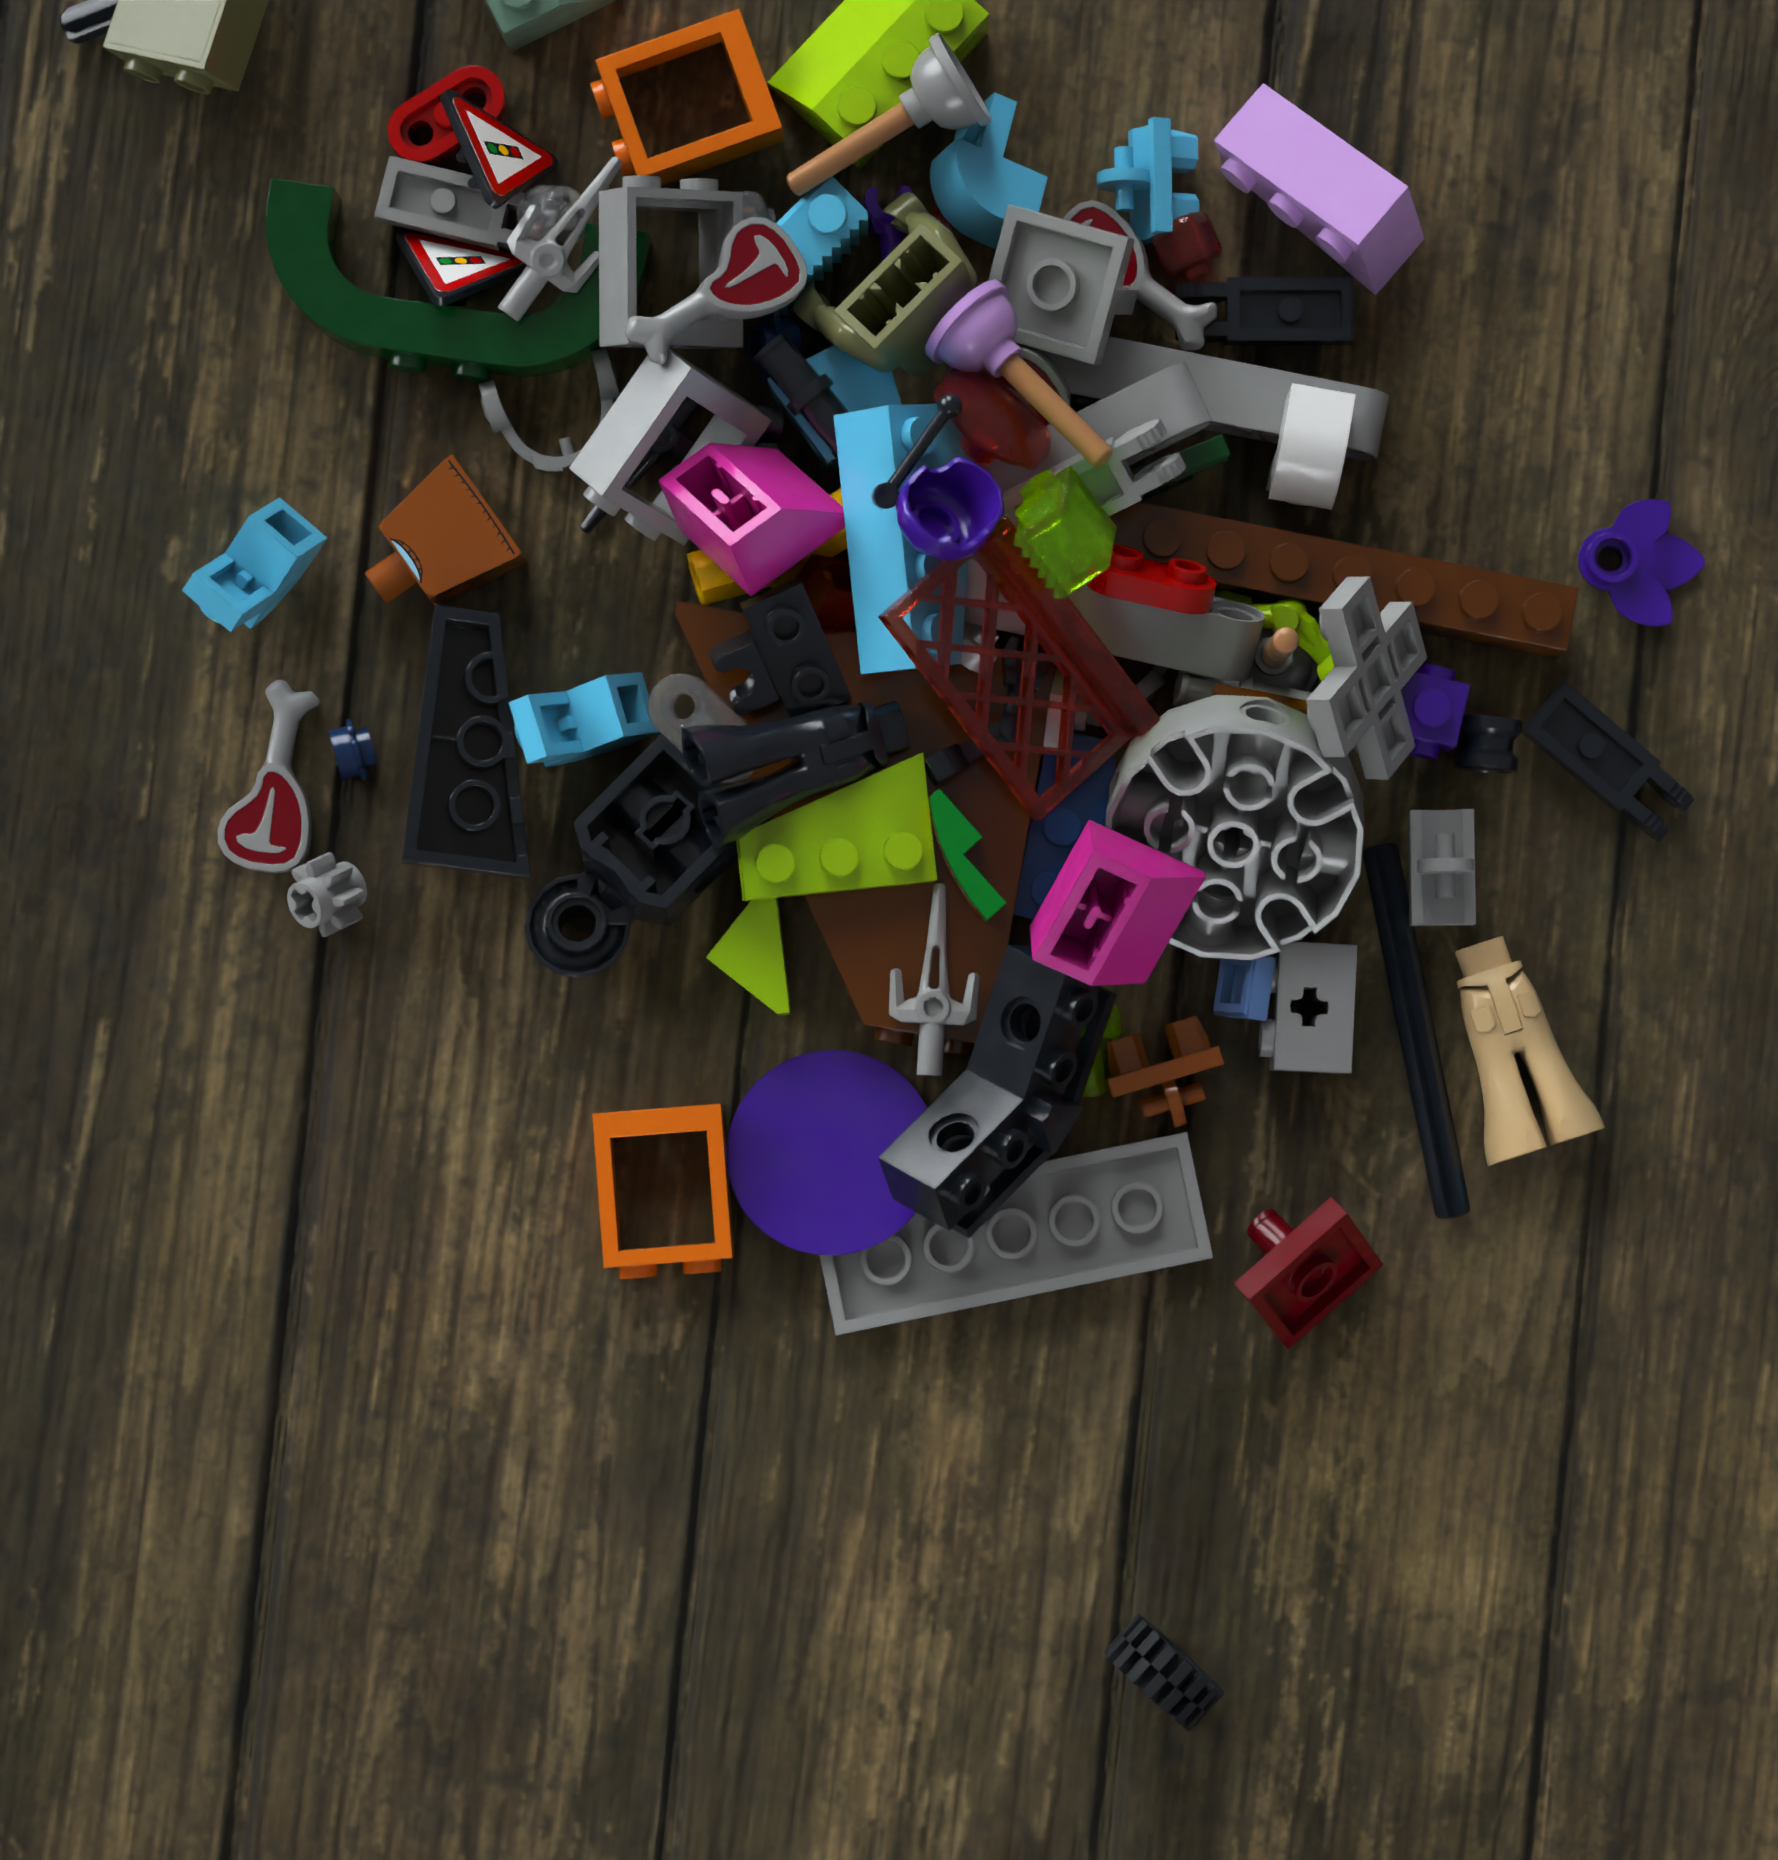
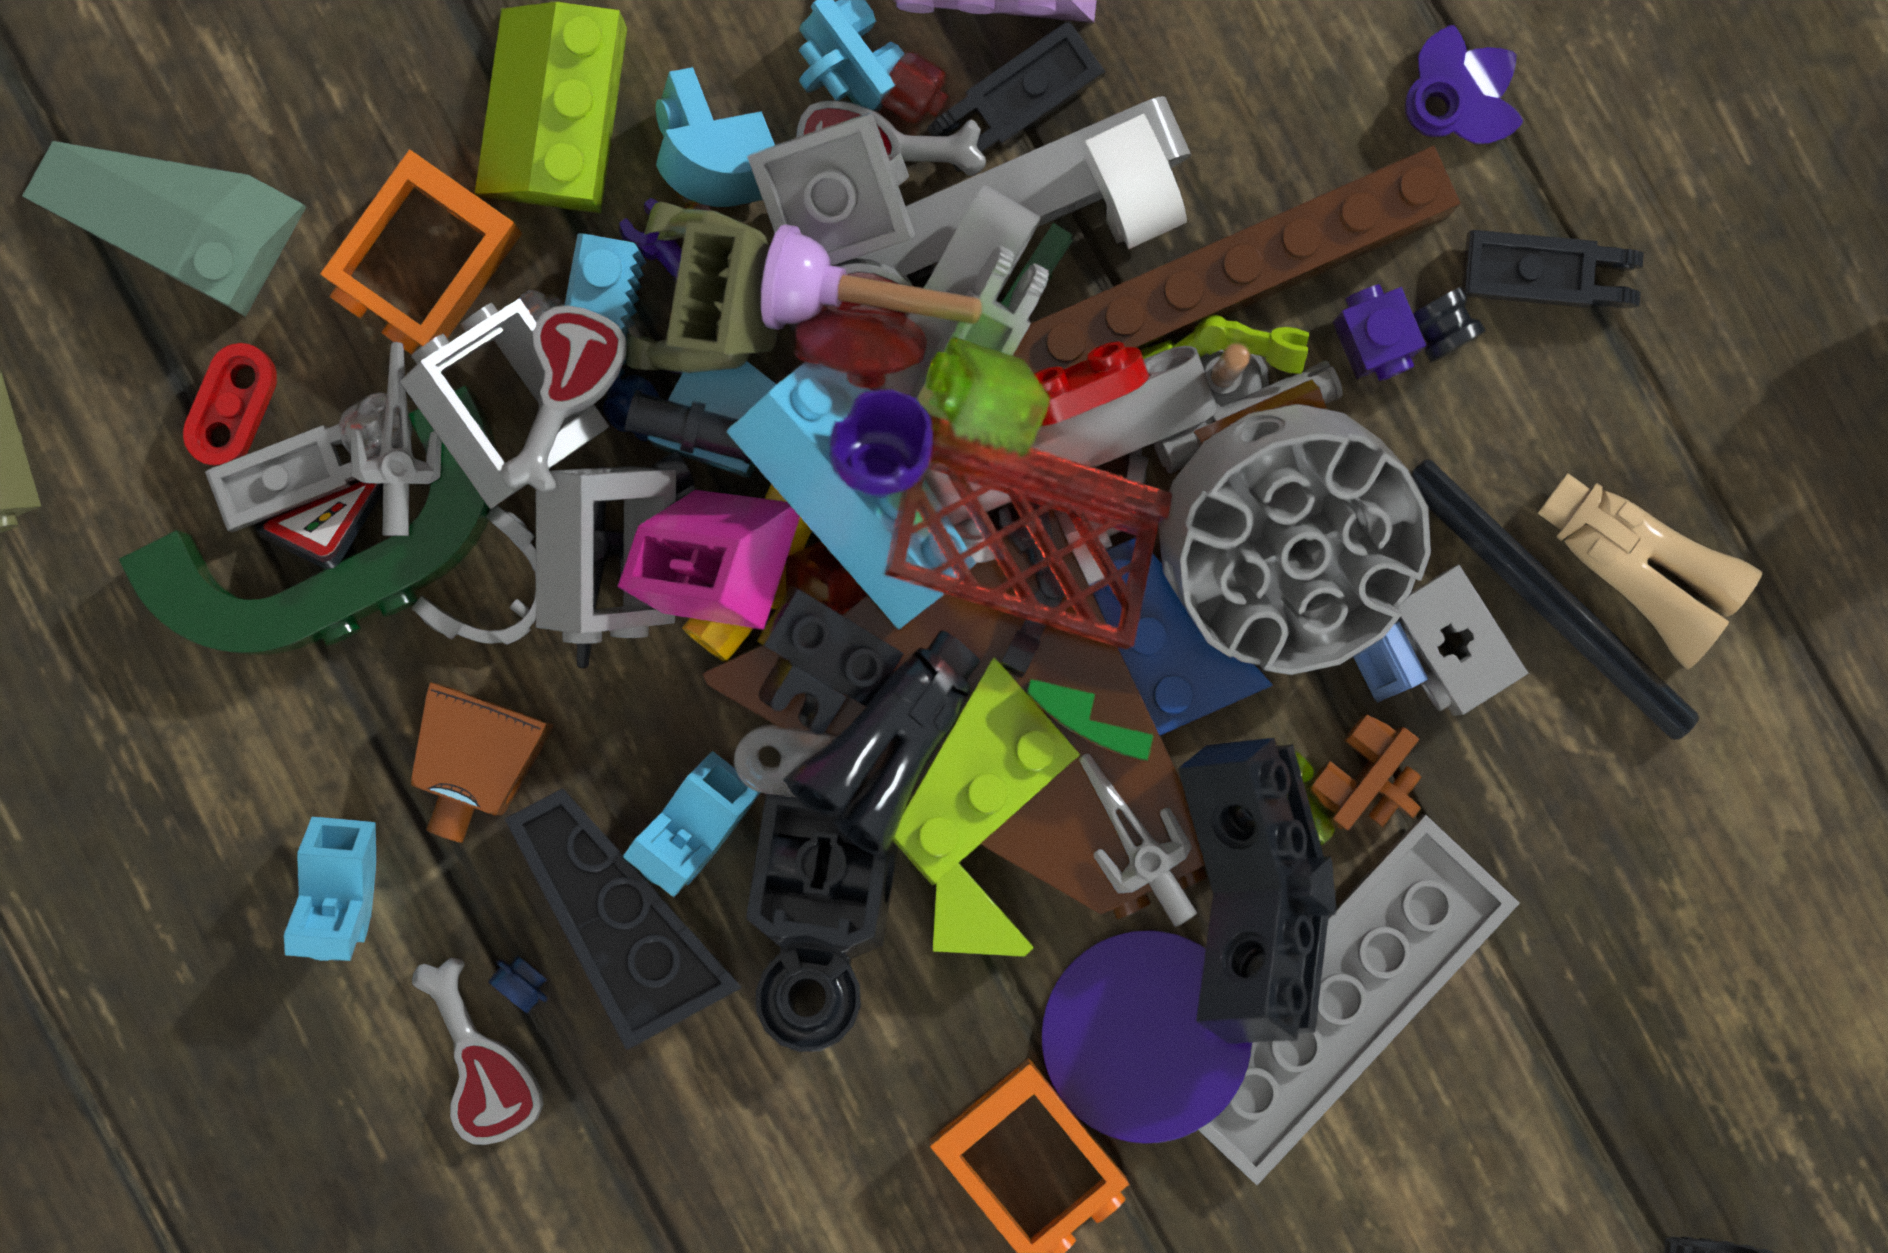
camera: 40 degrees left, 0 degrees up
(327, 894) = (582, 1118): light grey gear -> none
(496, 153) = (293, 408): piece -> none
(886, 493) = (819, 467): black hinge -> none
(938, 93) = (624, 105): piece -> none
(1112, 909) = (1243, 679): dark pink slope -> none
(1305, 1269) = (1602, 861): dark red tile -> none
(1361, 696) = (1328, 362): light grey plate -> none
(1441, 867) = (1481, 452): light grey hips -> none

